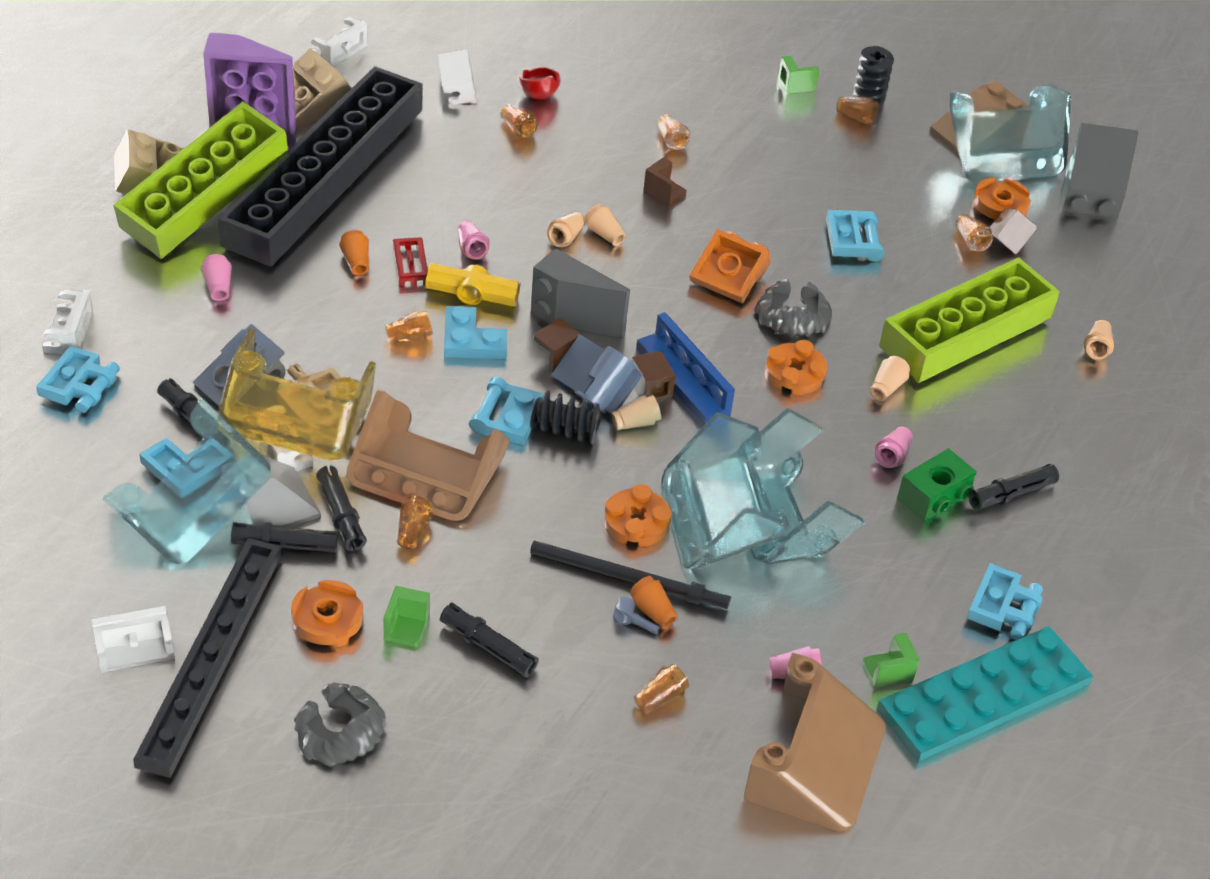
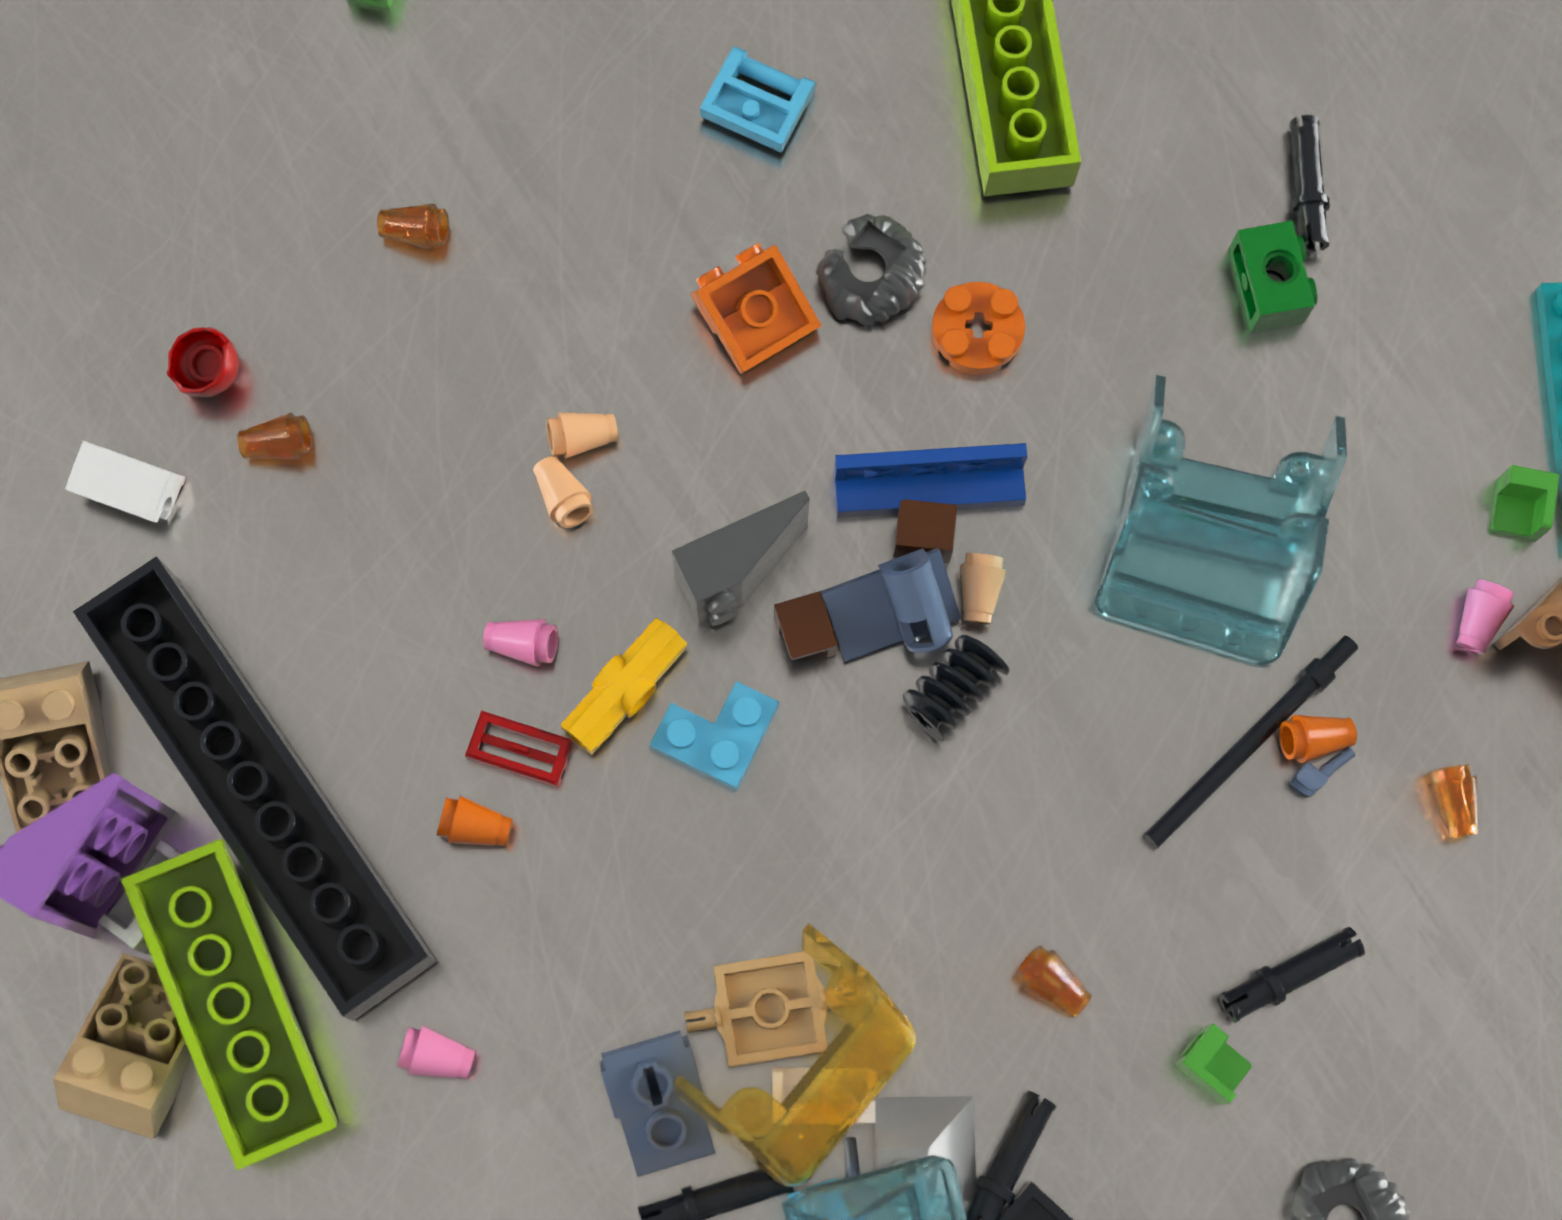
camera: 60 degrees left, 30 degrees up
(331, 629) = (1192, 1161): orange plate -> none
(344, 515) = (985, 1067): black pin -> none
(405, 465) = (955, 918): medium nougat windscreen -> none
(409, 328) = (673, 817): clear orange cone -> none
(515, 415) = (903, 745): medium azure plate -> none
(638, 501) = (1140, 701): orange plate -> none
(659, 183) = (528, 303): reddish brown panel -> none
(890, 377) = (1058, 221): light nougat cone -> none
(893, 447) = (1182, 288): bright pink cone -> none
(994, 598) = (1475, 318): medium azure plate -> none

